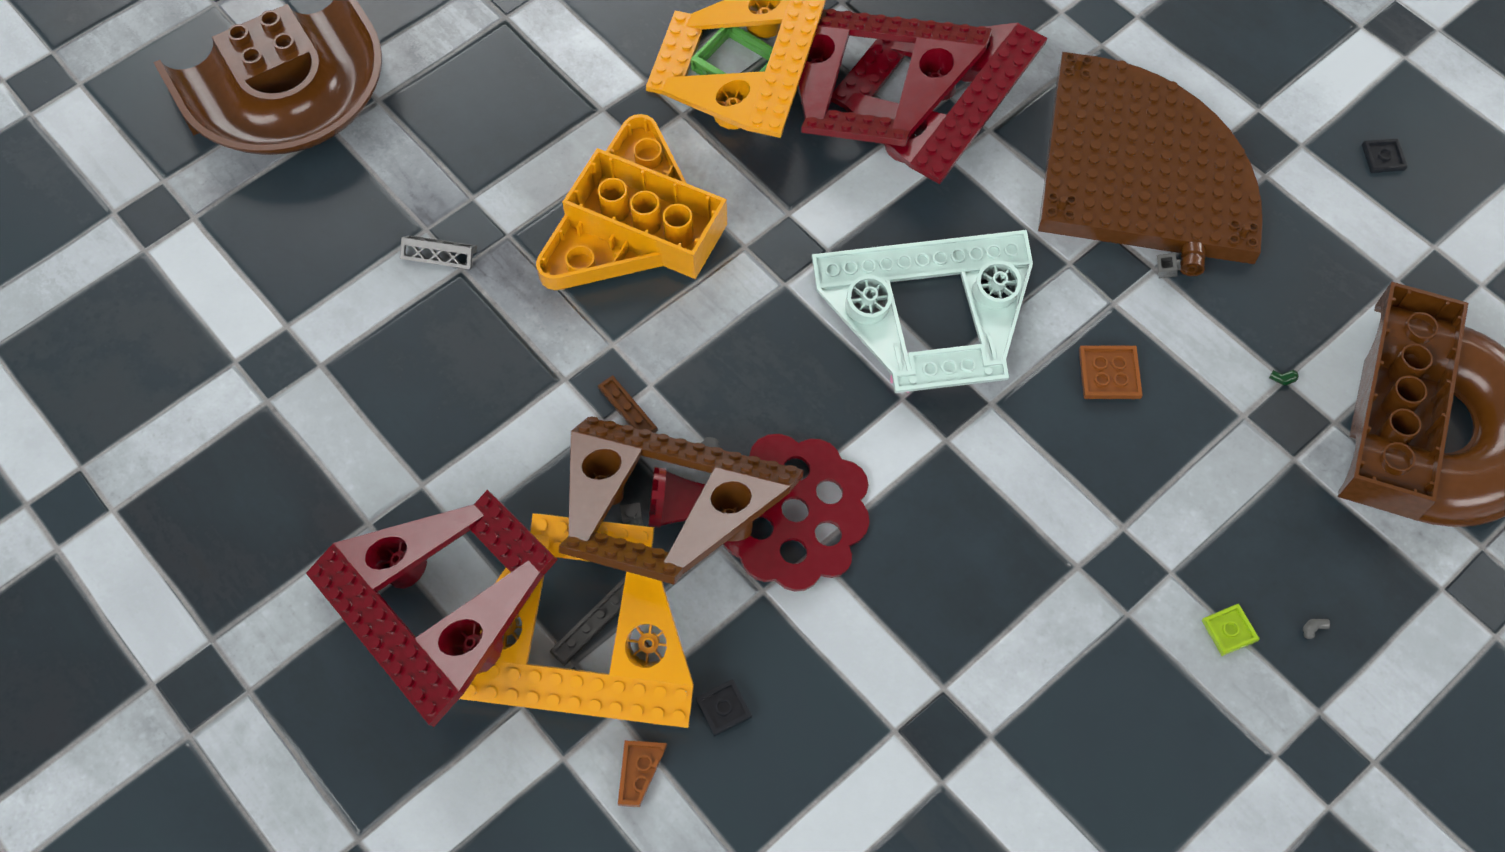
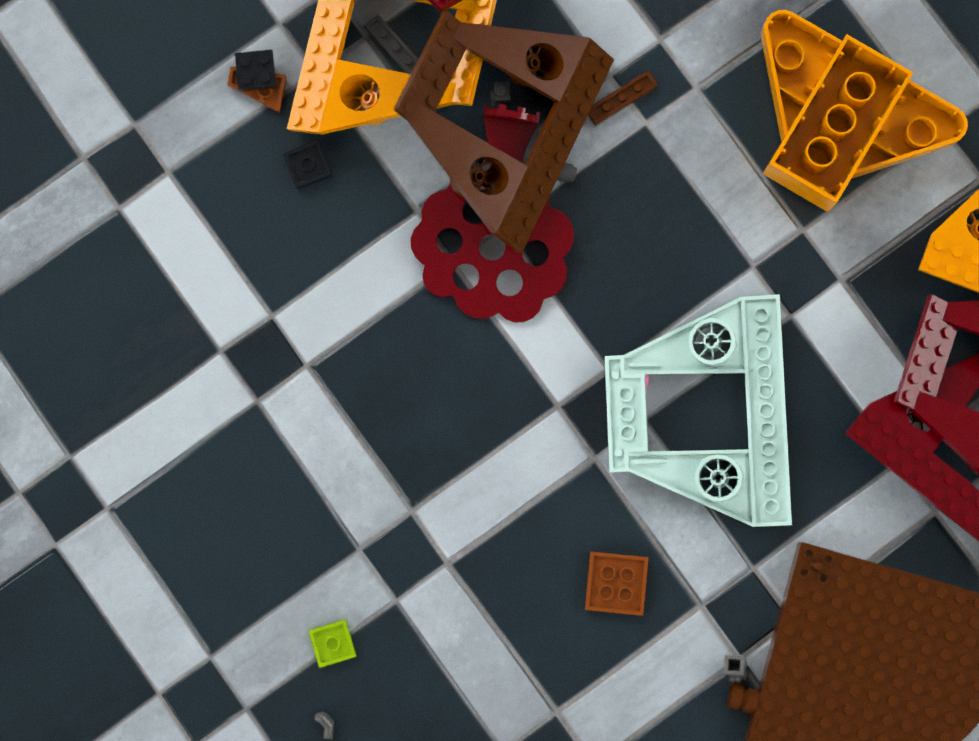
camera: 95 degrees right, 20 degrees up
(621, 773) = (255, 70): none -> black plate

